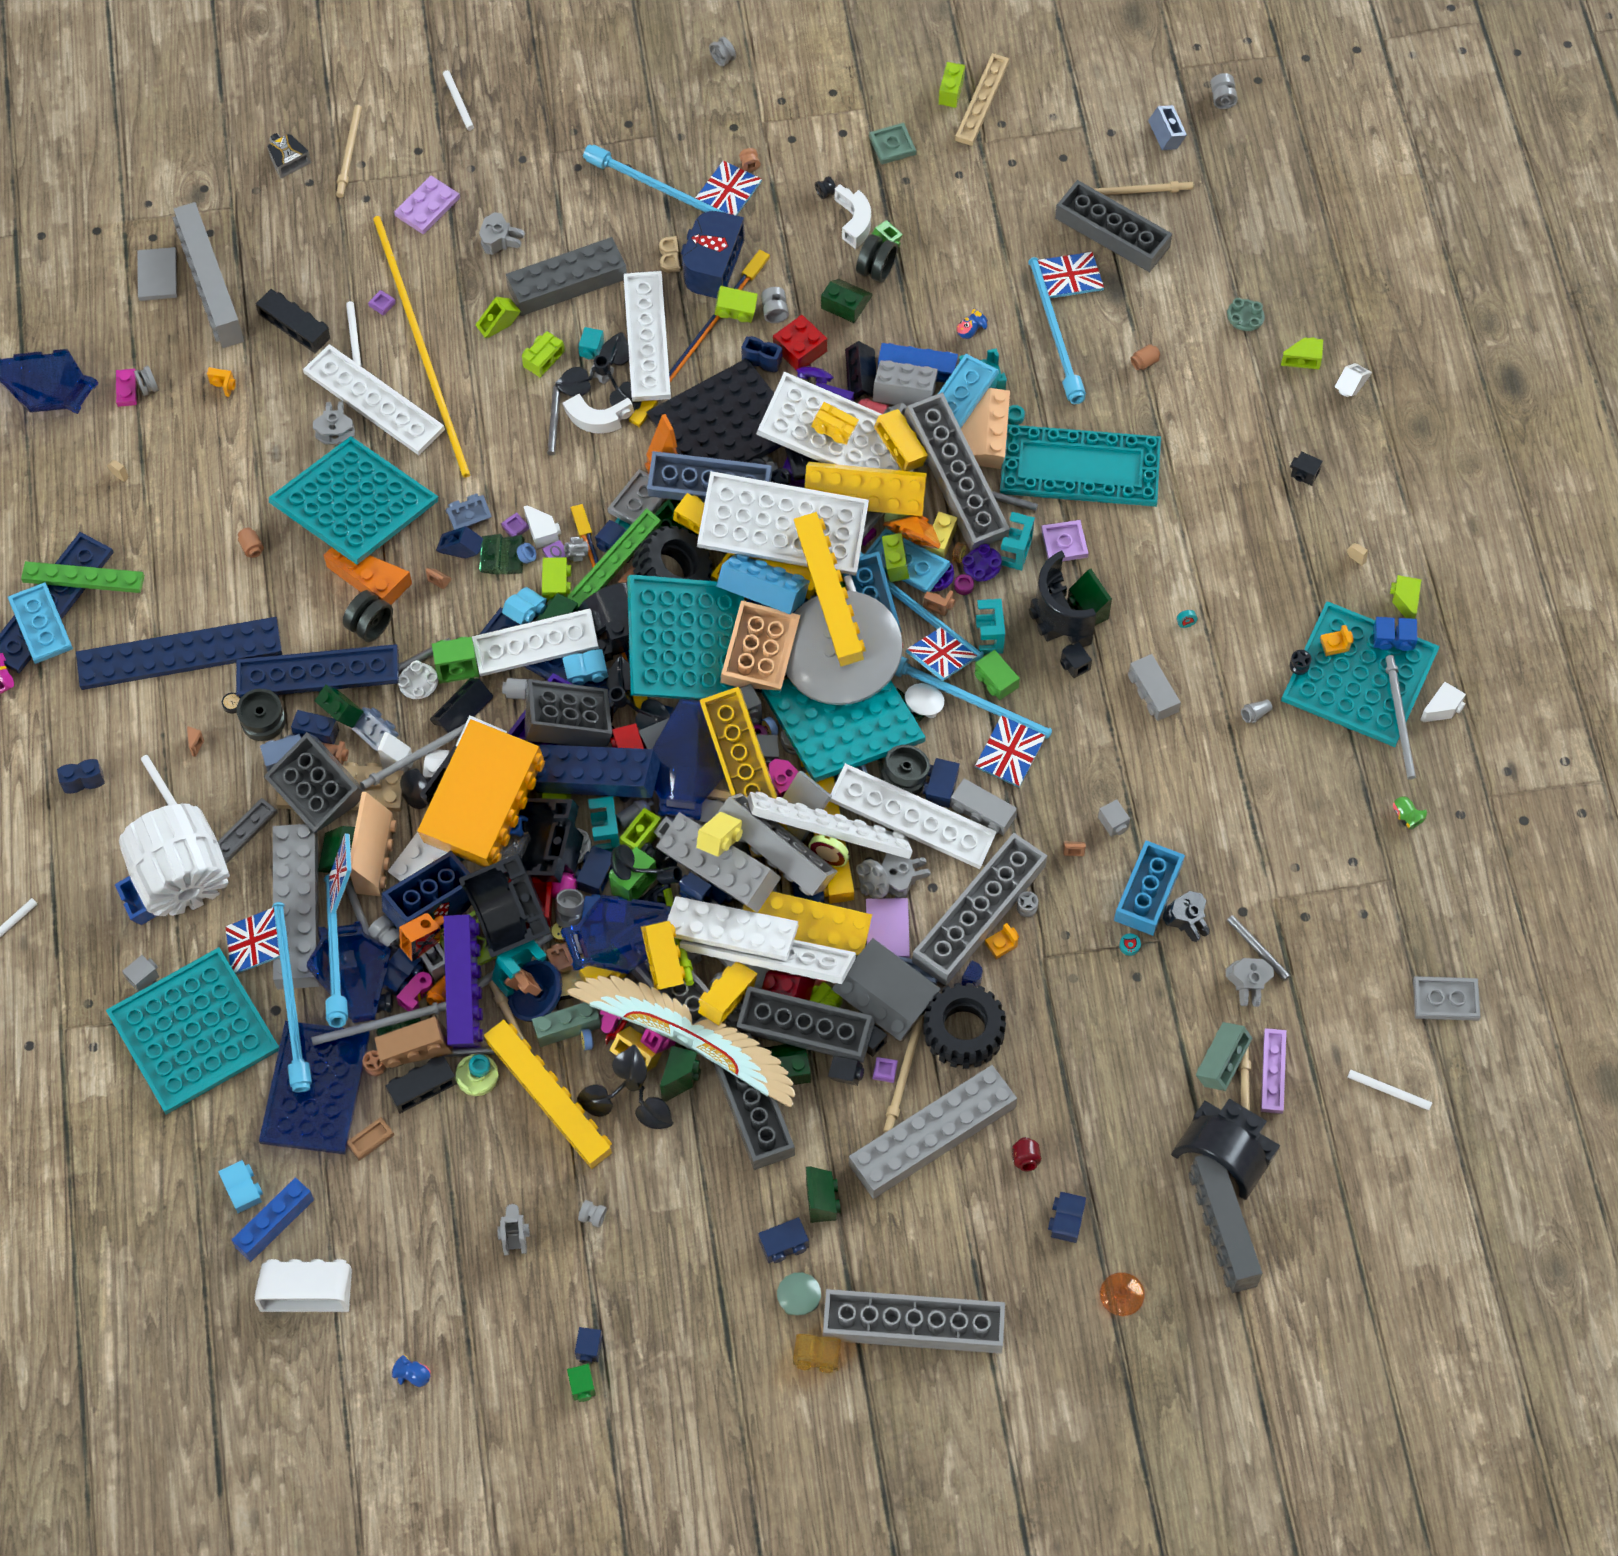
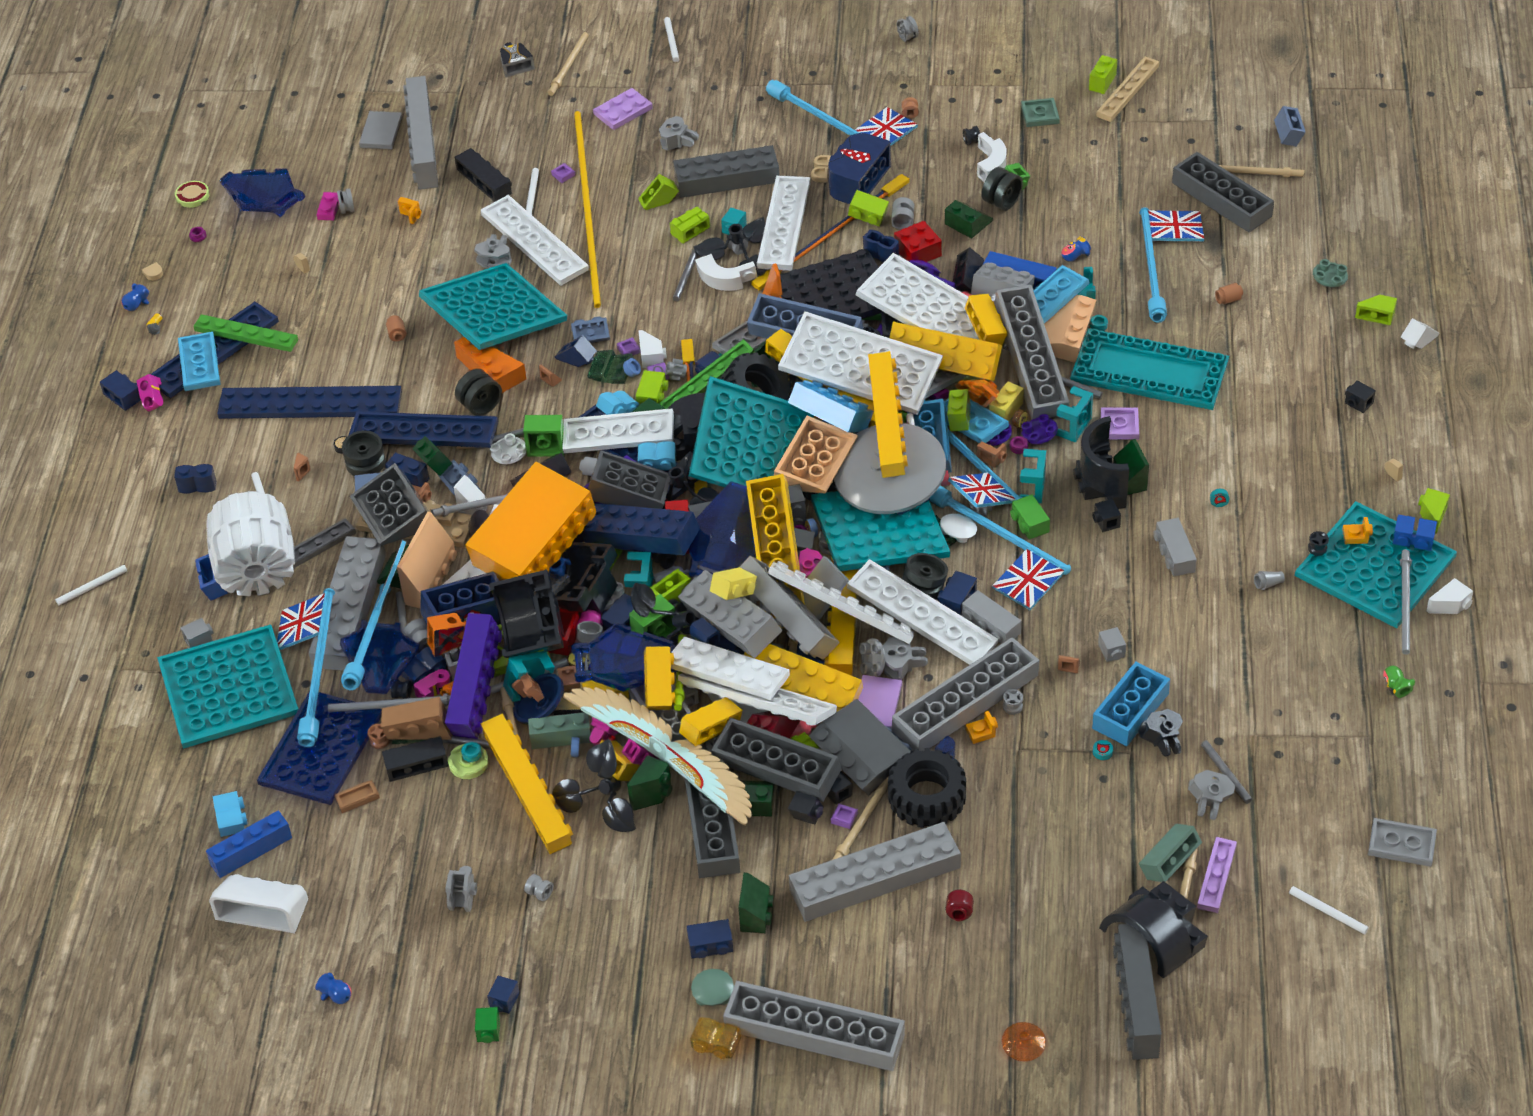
camera: 15 degrees right, 15 degrees down
(830, 850) = (836, 622): tile -> none
(834, 423) = (928, 296): yellow brick -> none
(1068, 1217) = (986, 964): dark blue brick -> none
(1224, 91) = (1348, 106): light grey wheel -> none

